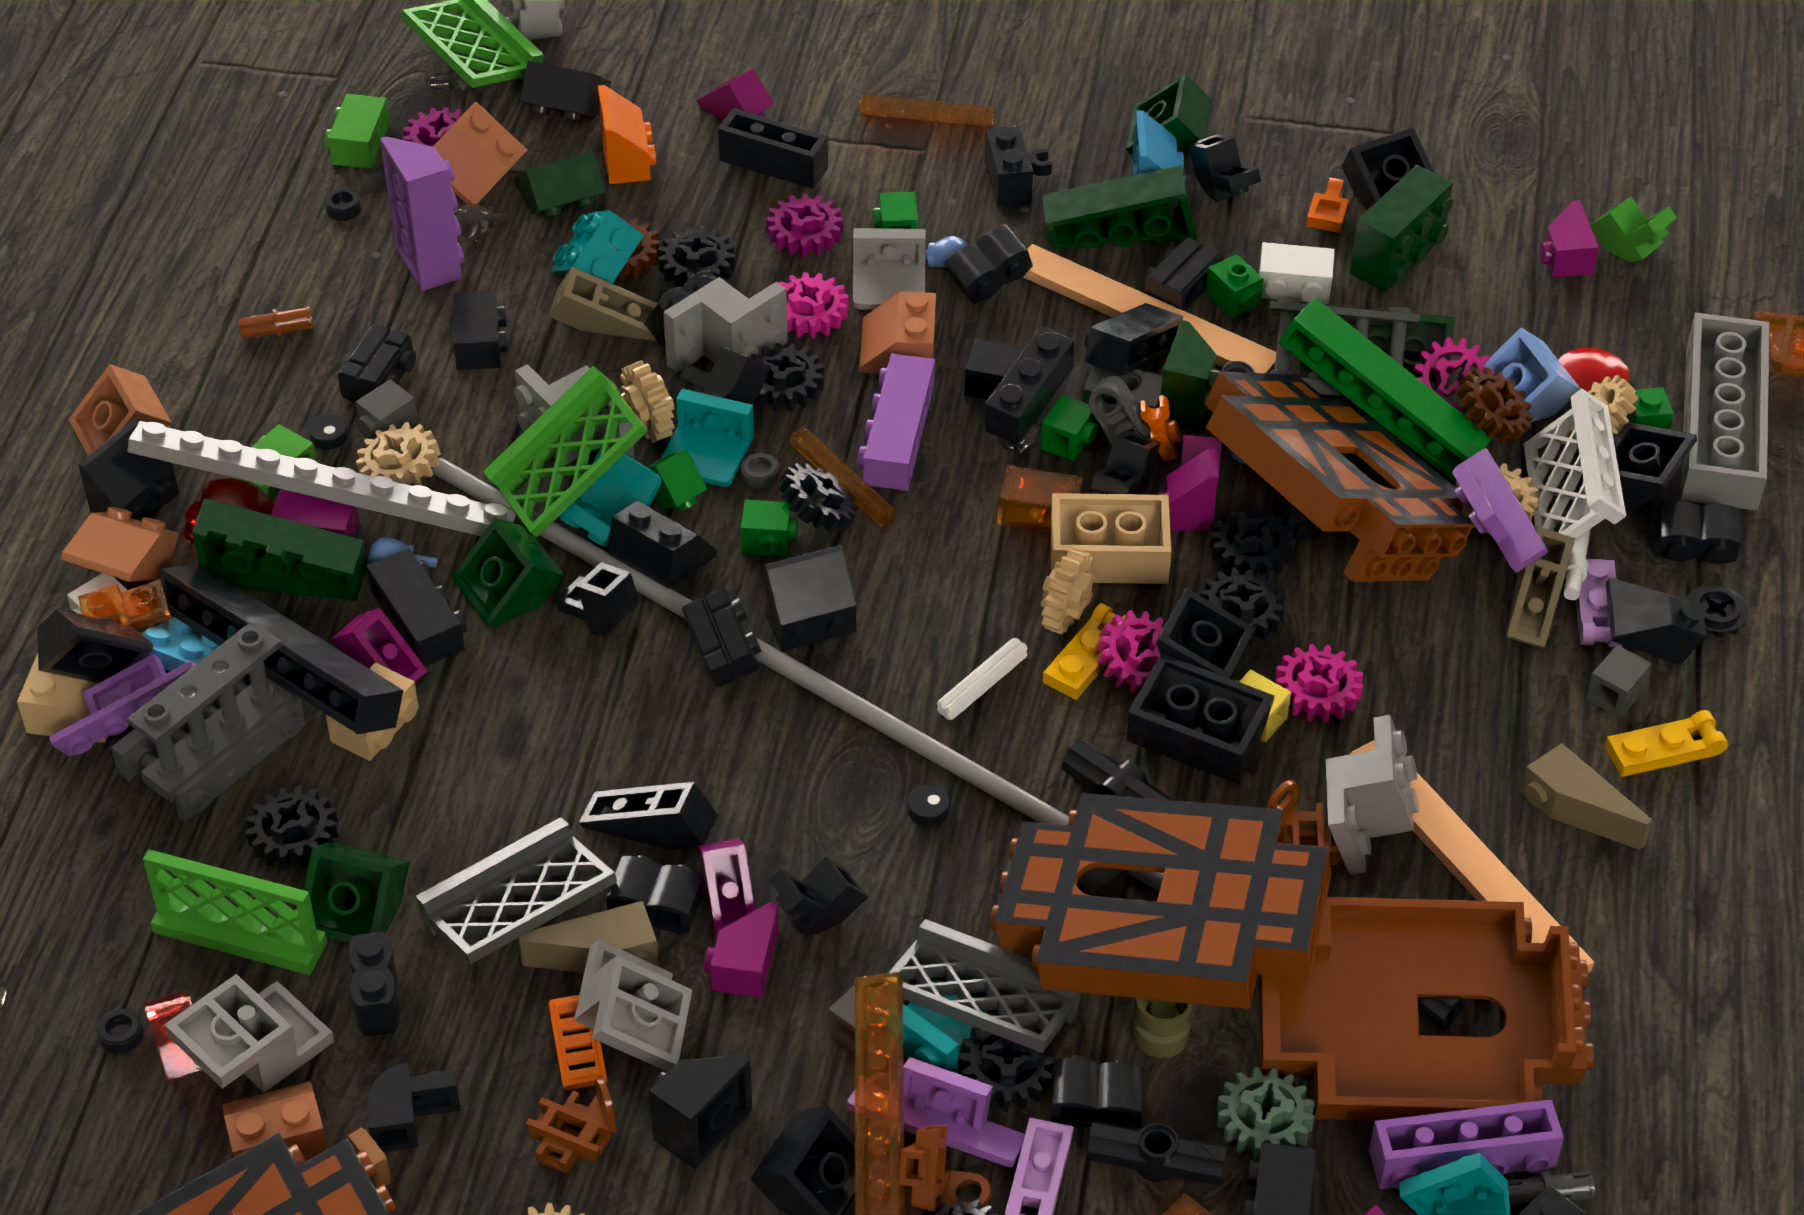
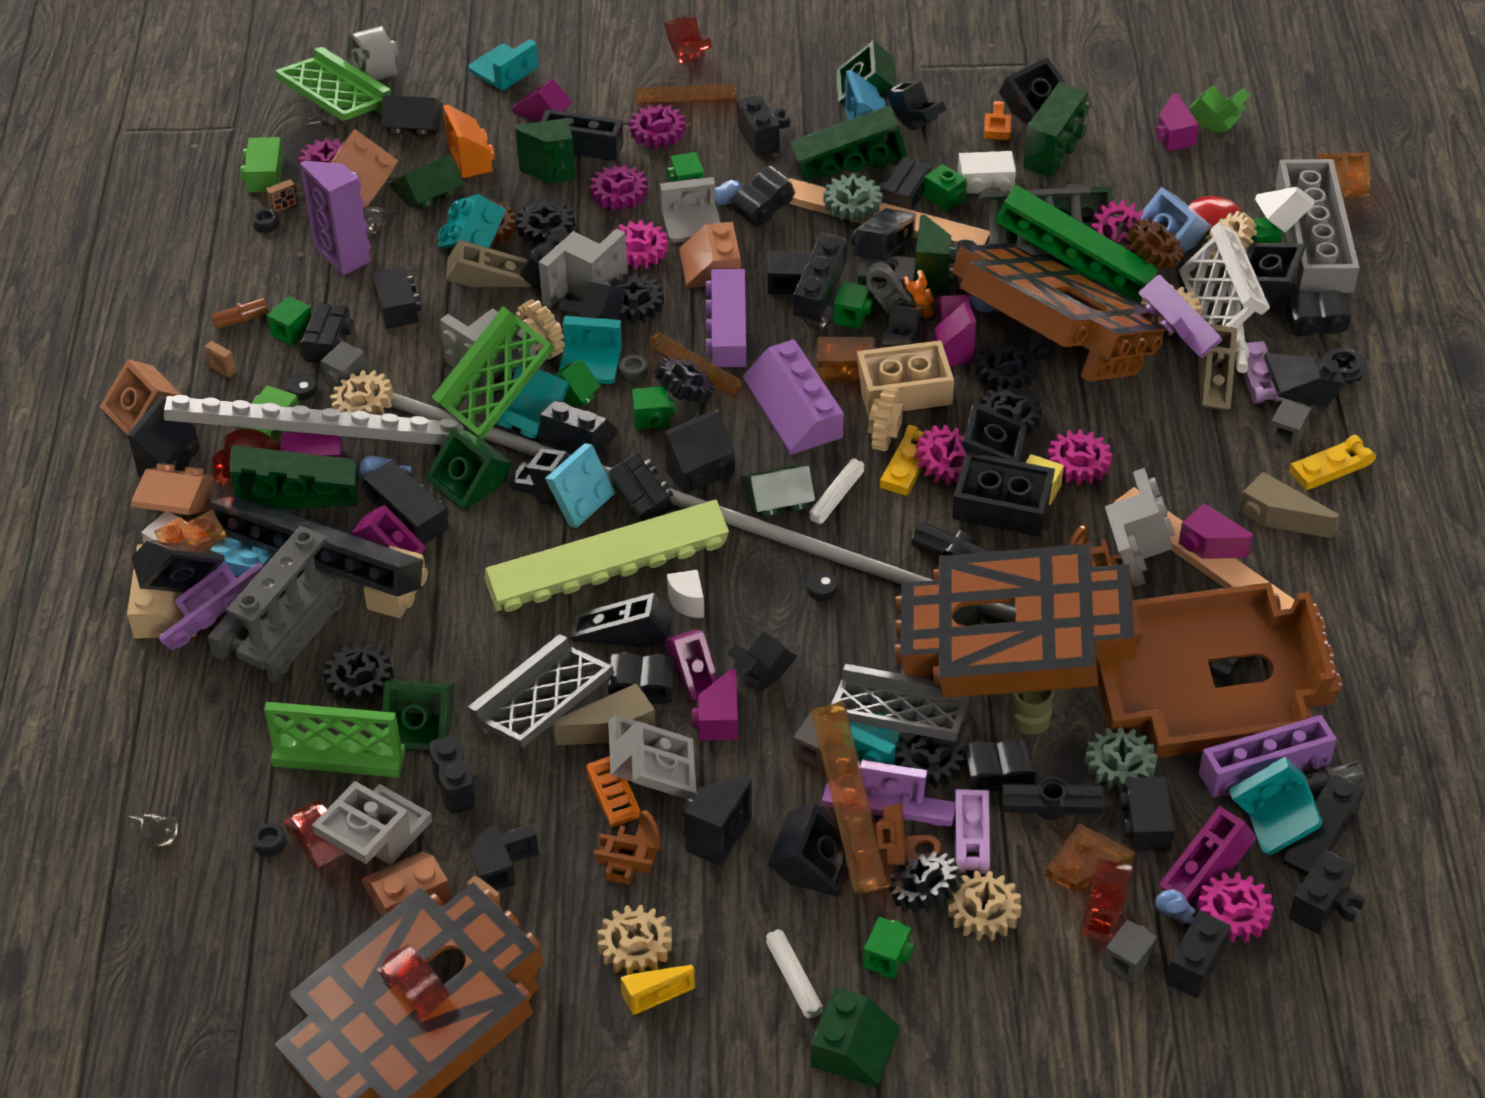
camera: 10 degrees left, 0 degrees up
(233, 380) = (220, 359): none -> medium nougat tile
(333, 341) = (289, 320): none -> green brick
(368, 176) = (282, 196): none -> medium nougat tile
(642, 620) = (580, 485): none -> medium azure plate
(653, 720) = (606, 555): none -> yellowish green brick
(703, 41) = (506, 65): none -> teal bracket
(720, 162) = (546, 150): none -> dark green slope
(744, 787) = (686, 593): none -> white brick
(877, 150) = (657, 126): none -> magenta gear
(904, 664) = (778, 489): none -> slope
(945, 38) = (686, 39): none -> clear red brick
(957, 544) = (794, 398): none -> medium lavender slope
(1105, 283) = (852, 198): none -> sand green gear
(1471, 821) = (1214, 535): none -> magenta slope
(1682, 379) = (1284, 206): none -> white slope

